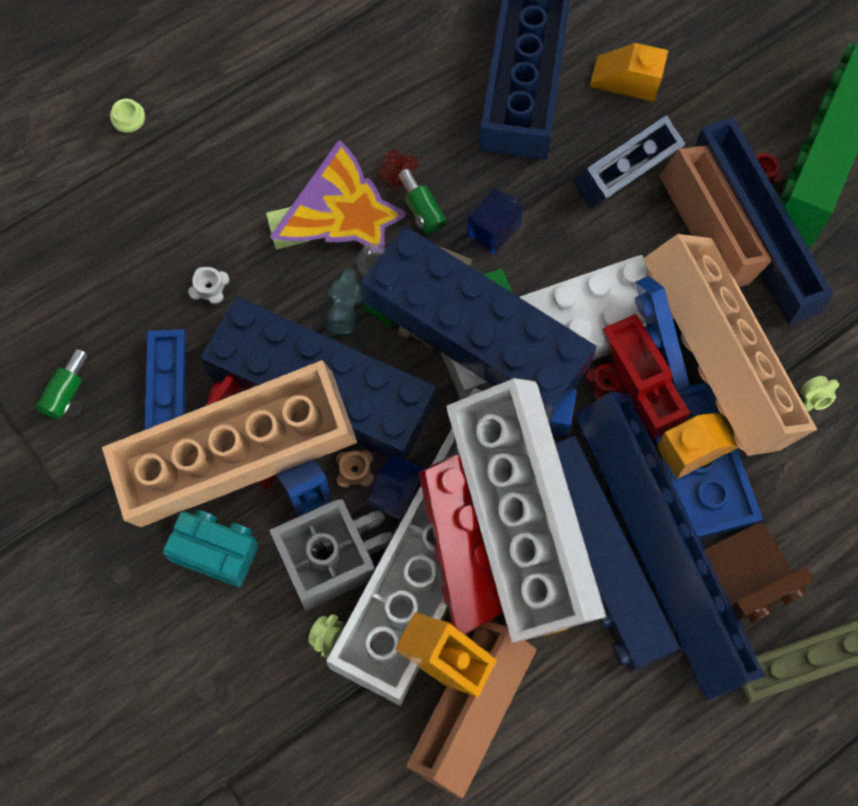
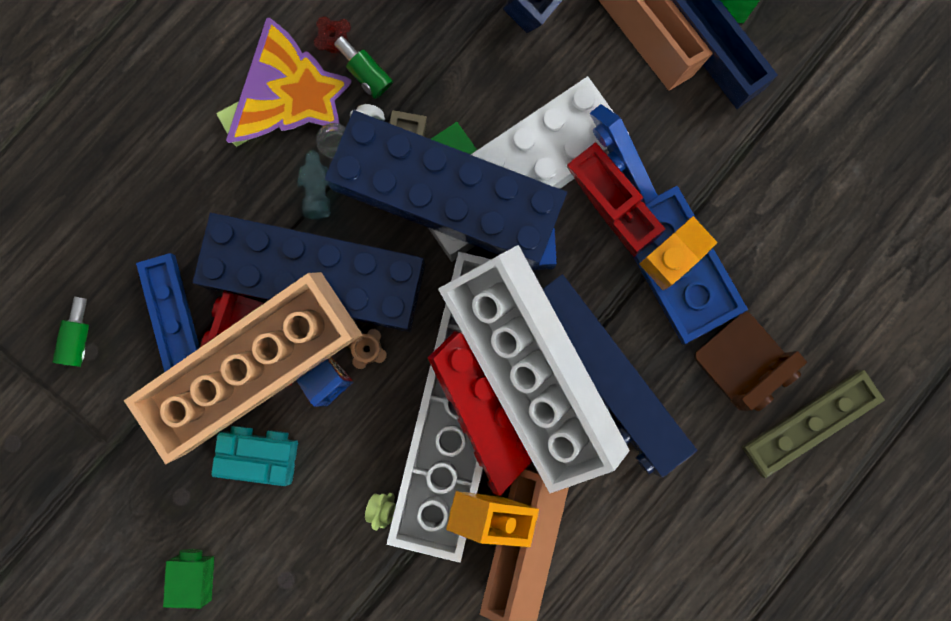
camera: 10 degrees left, 15 degrees up
(106, 657) = (188, 580): none -> green brick
(127, 115) = (51, 41): yellowish green plate -> none
(208, 275) = (174, 193): white plate -> none
(336, 532) = (365, 416): light grey hinge -> none
(395, 487) = (409, 361): clear blue brick -> none
(495, 220) = (438, 68): clear blue brick -> none
(603, 372) = (577, 217): red plate -> none
(668, 546) = (667, 355): dark blue brick -> none
(729, 345) = (687, 149): light nougat brick -> none
(819, 393) = (777, 173): yellowish green plate -> none

